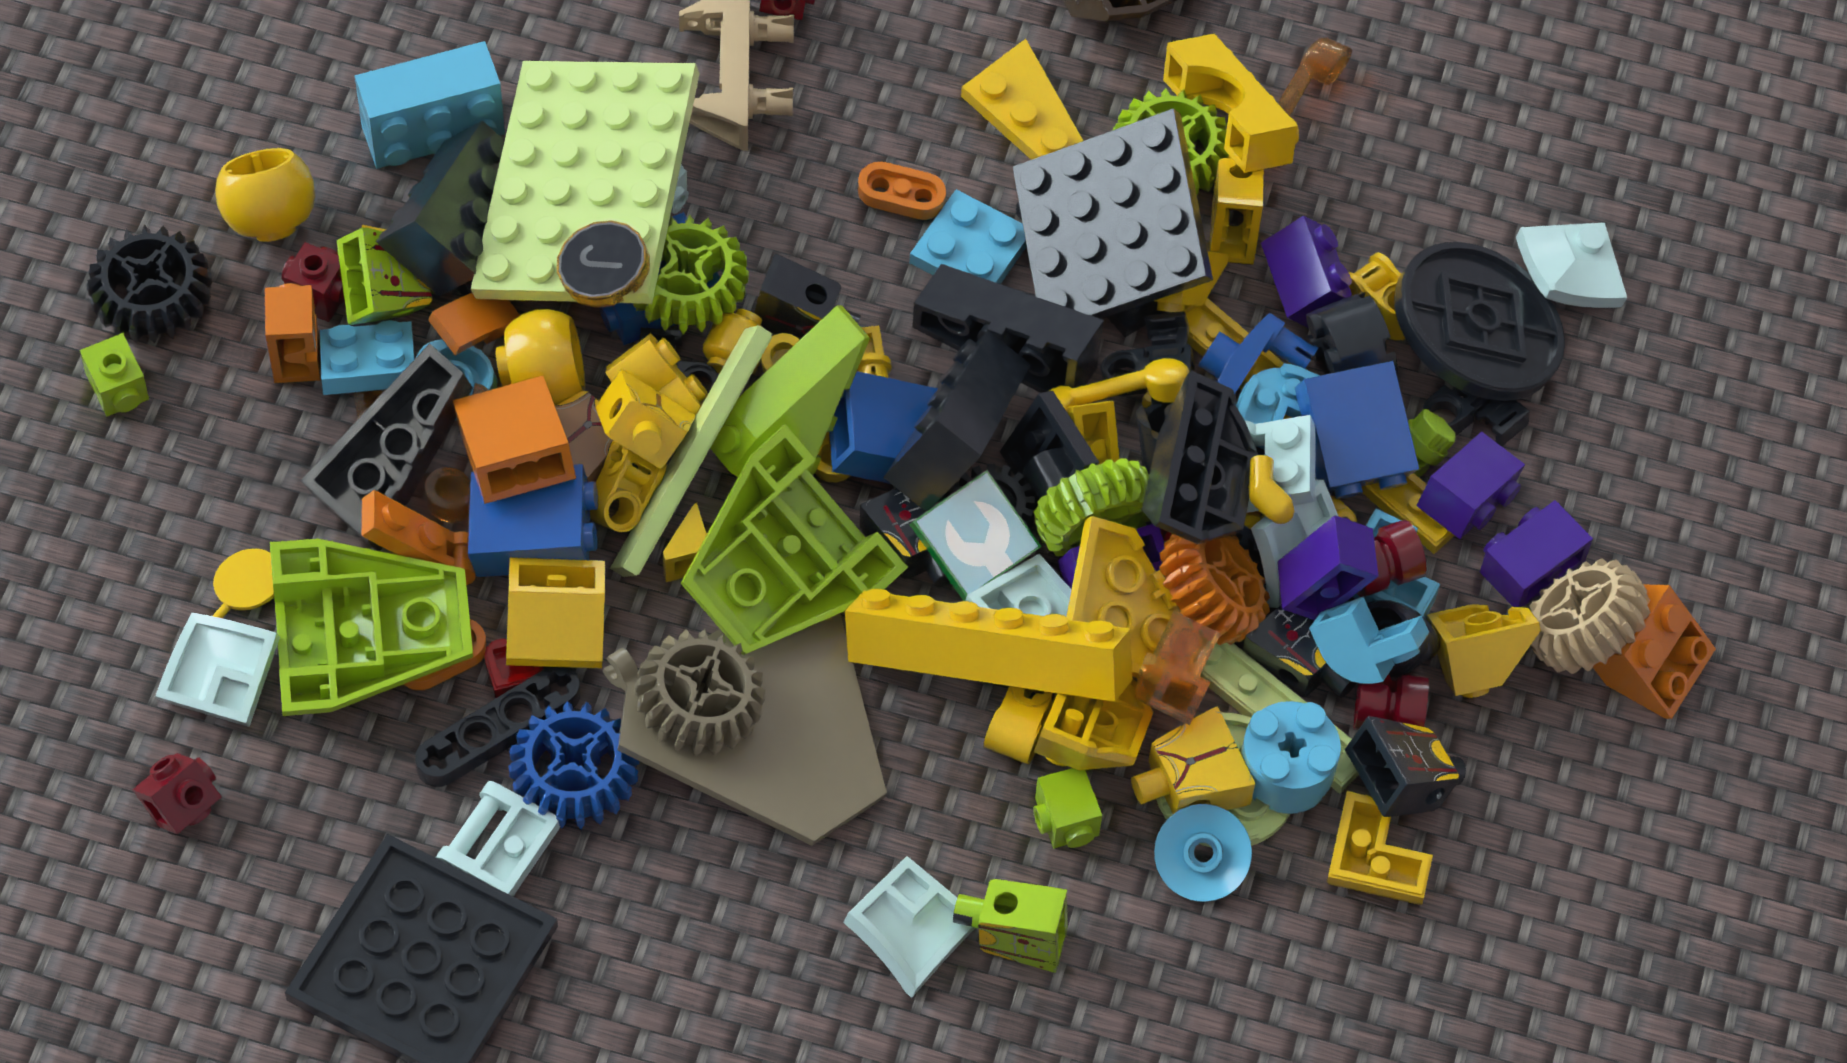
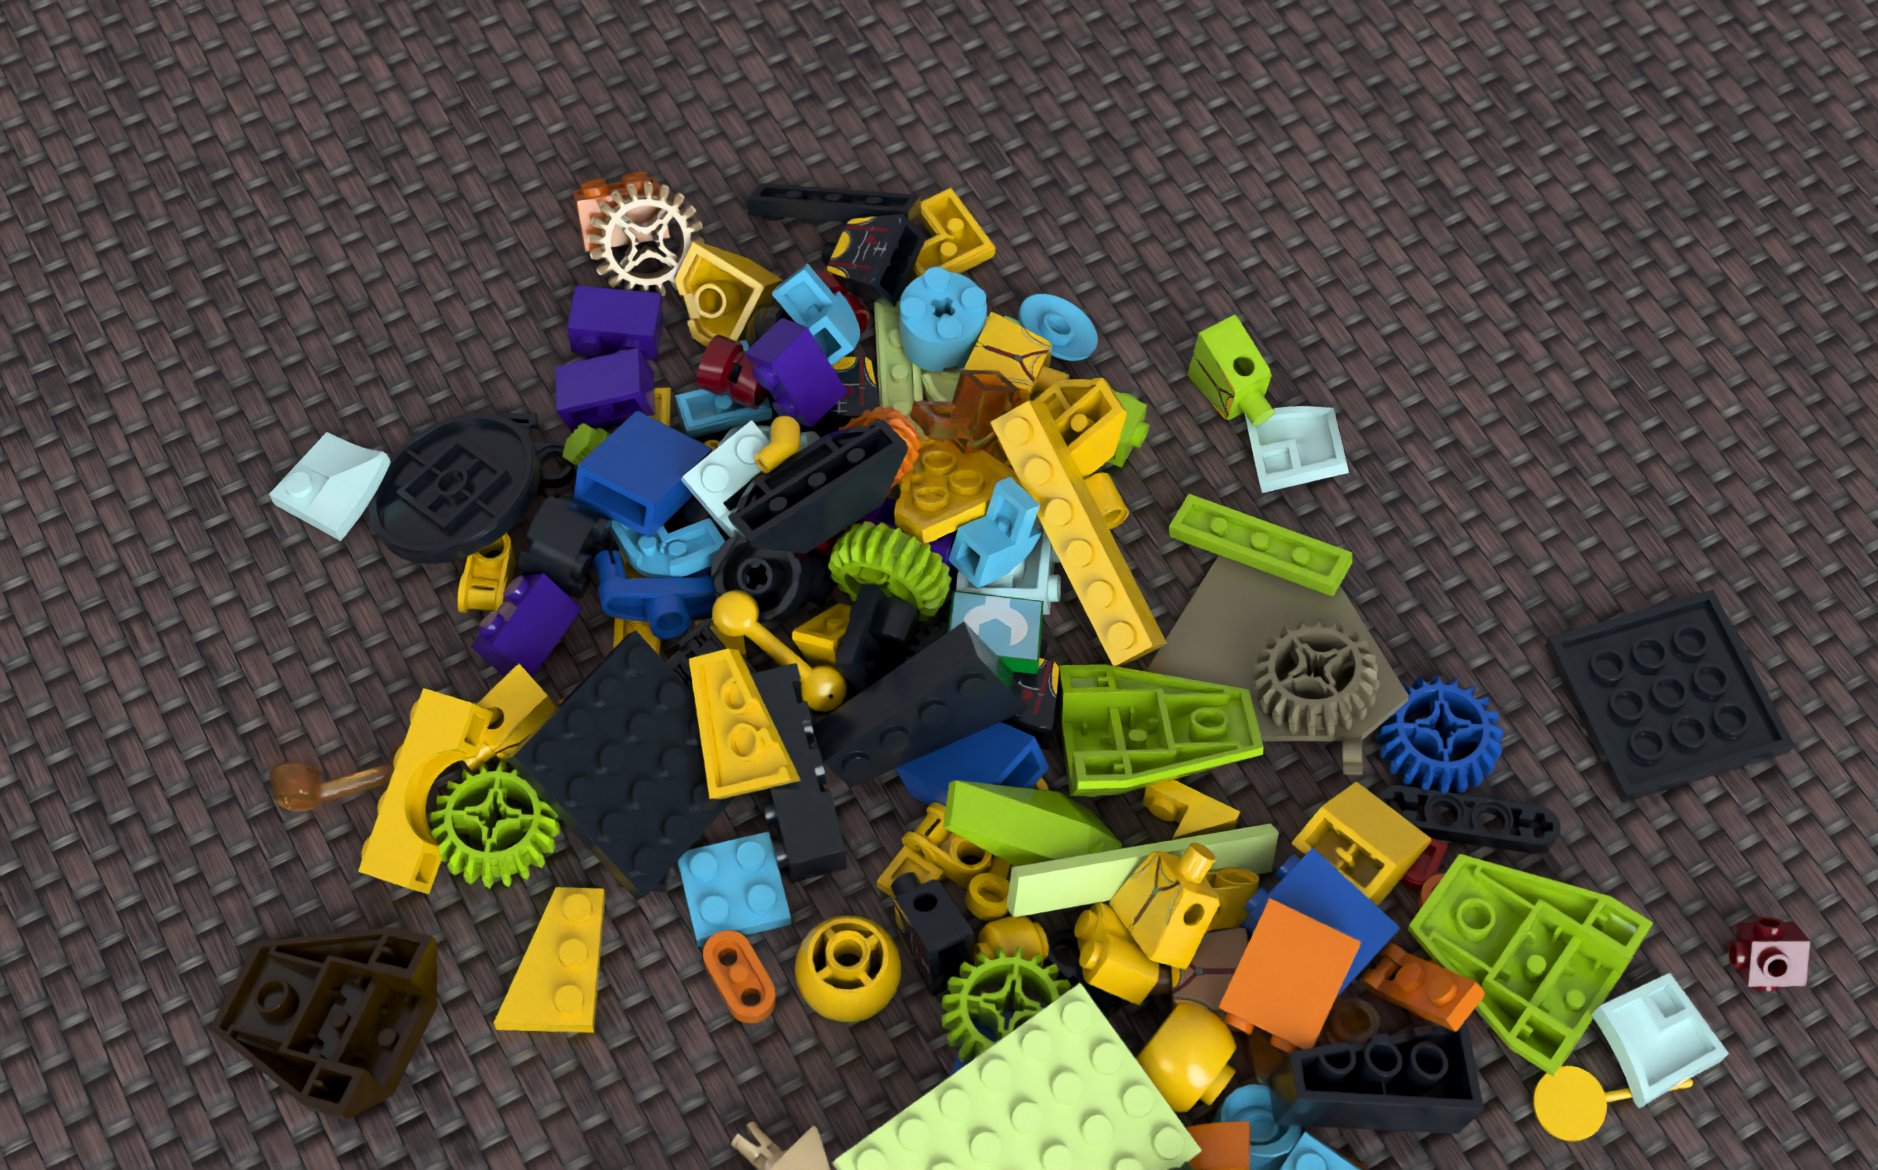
camera: 135 degrees left, 0 degrees up
(512, 846) = (1541, 717): light aqua plate -> none
(603, 263) = (1096, 1032): black tile -> none
(842, 238) = (856, 937): none -> yellow wheel
(852, 793) = (1261, 545): none -> lime plate
(1045, 583) = (999, 540): none -> medium azure brick
(1069, 289) = (736, 729): none -> yellow wing
(1493, 794) = (828, 204): none -> black plate

